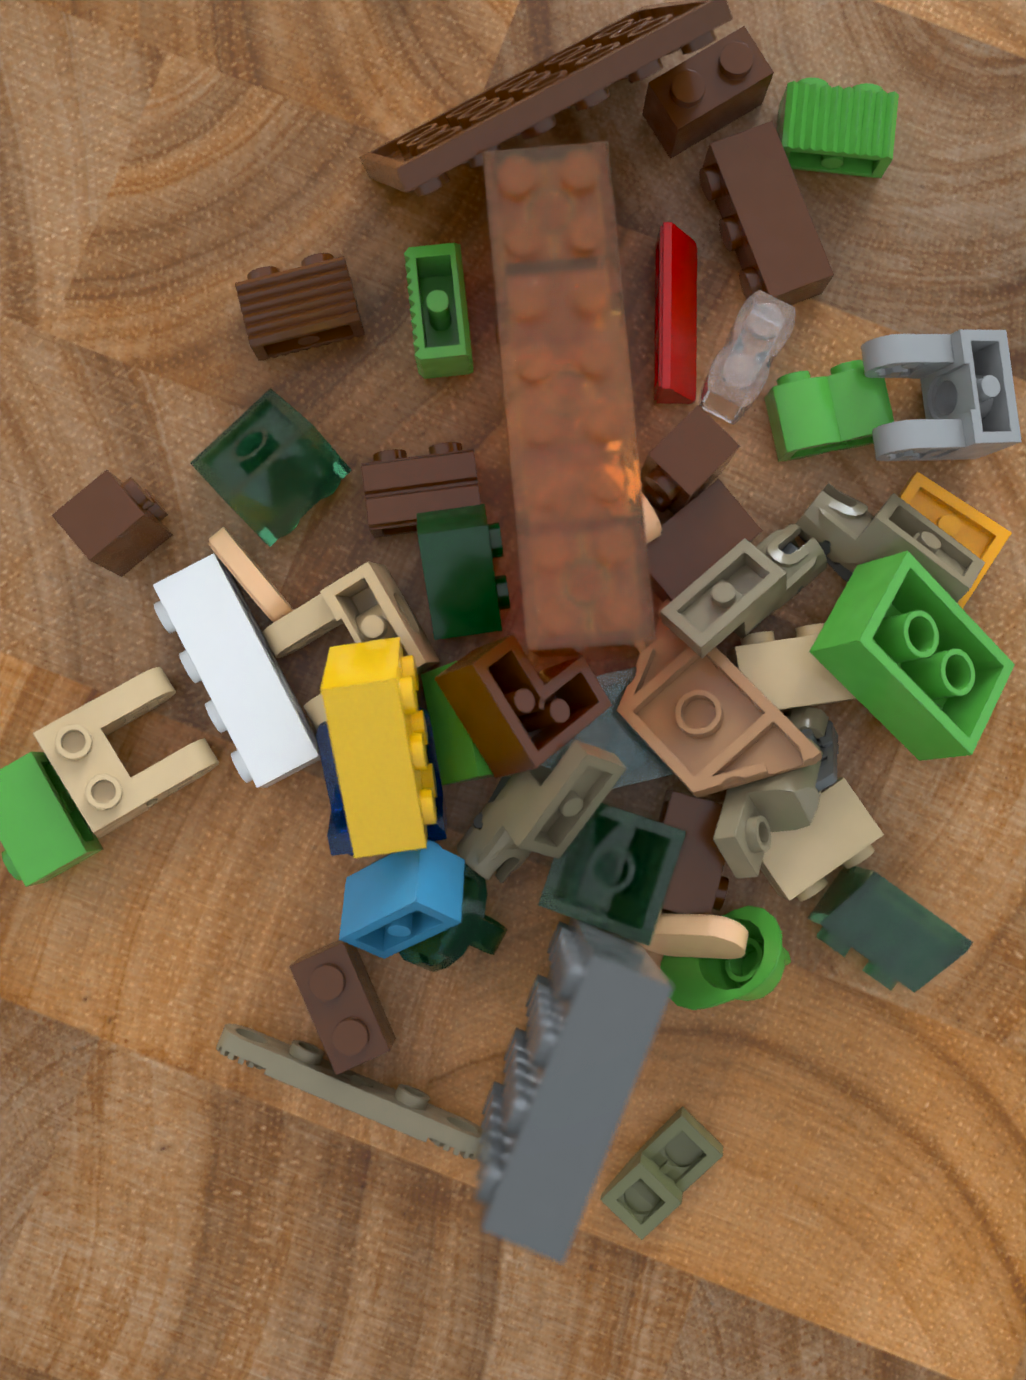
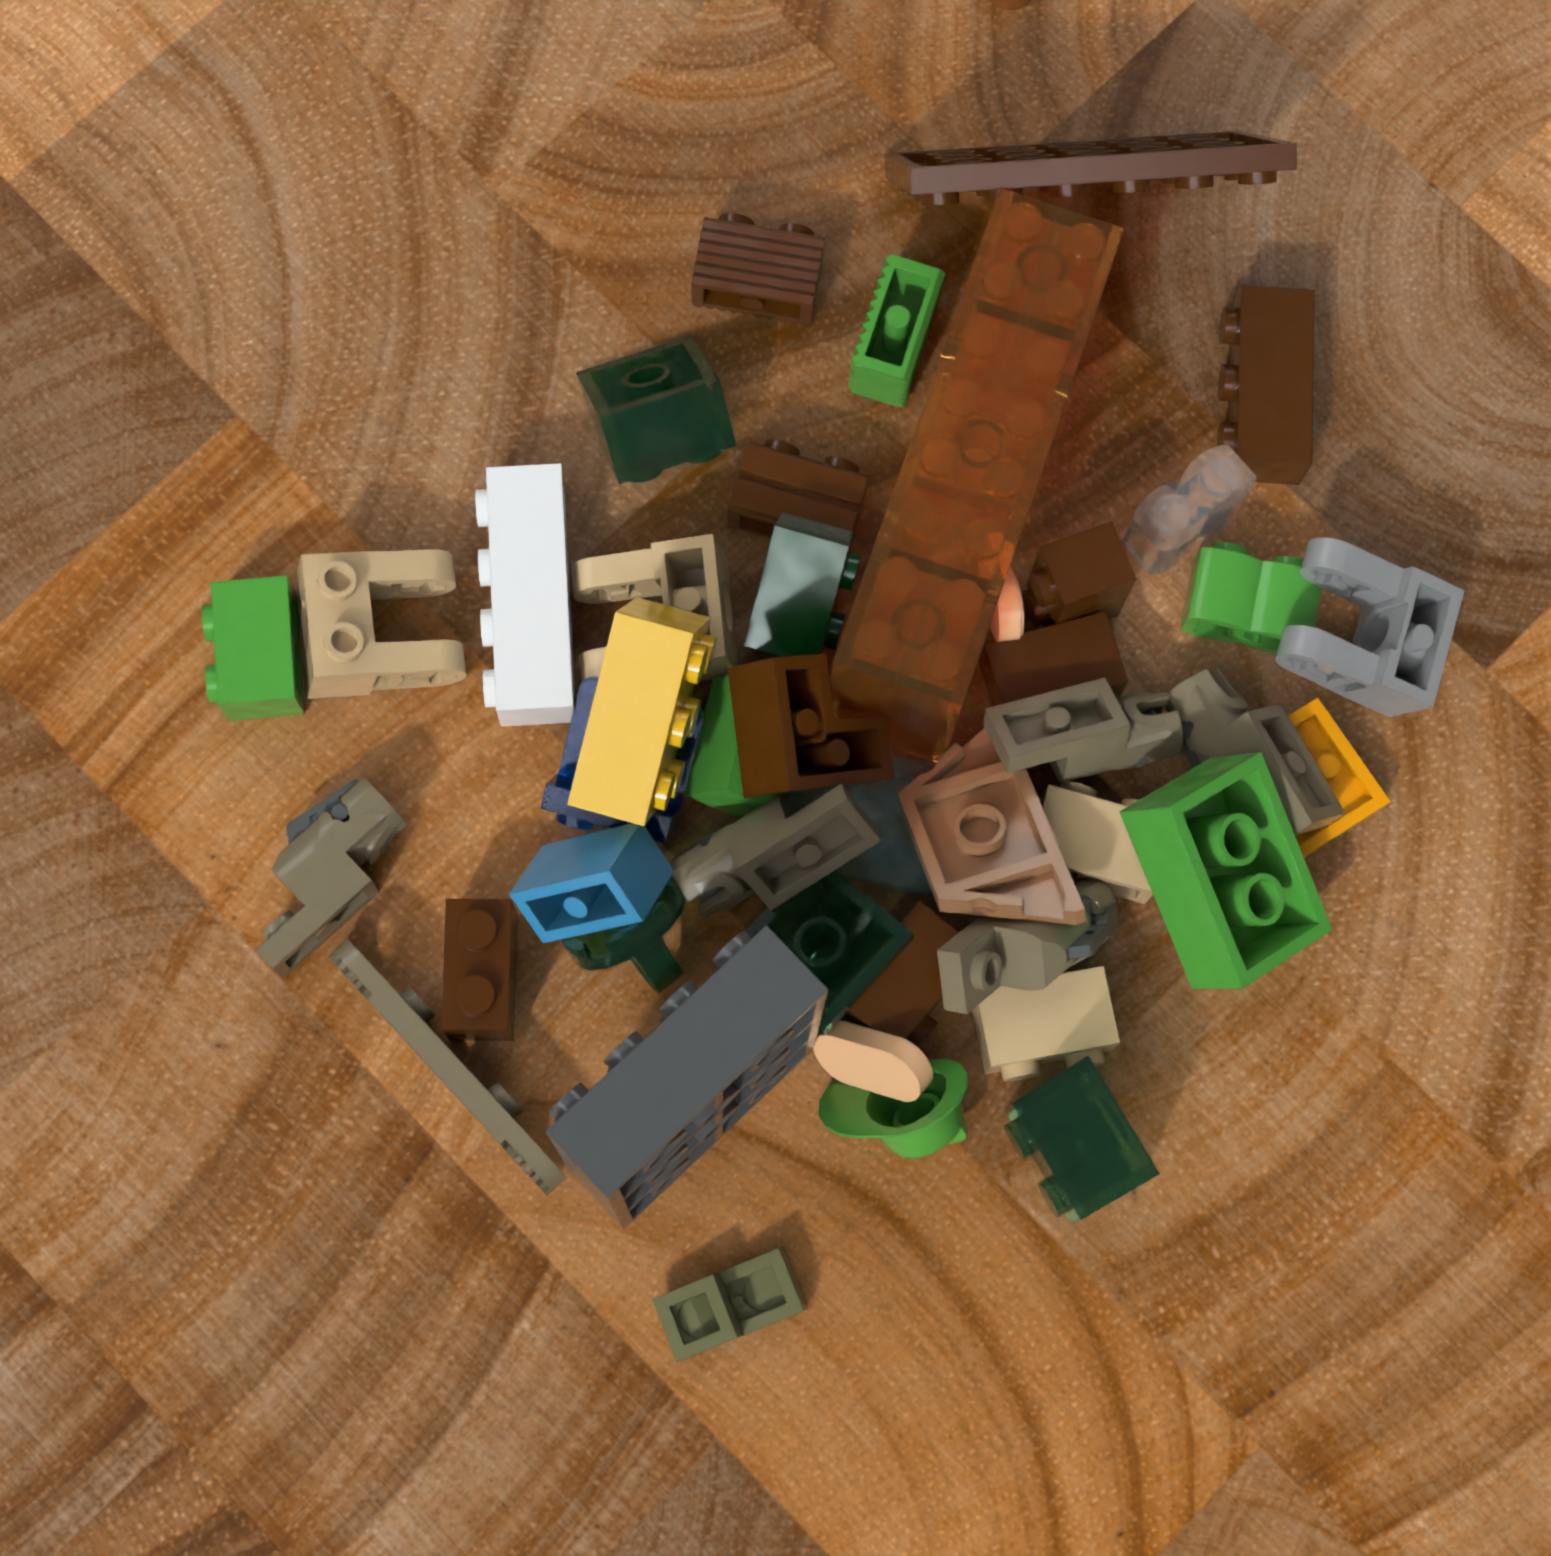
camera: 20 degrees right, 10 degrees down
(114, 522) = (479, 391): reddish brown brick -> none
(180, 976) = (325, 870): none -> dark tan plate
(249, 575) = (584, 502): light nougat tile -> none
(675, 316) = (1136, 440): red slope -> none
(707, 92) = (1262, 237): reddish brown brick -> none
(838, 127) = (1381, 327): bright green brick -> none

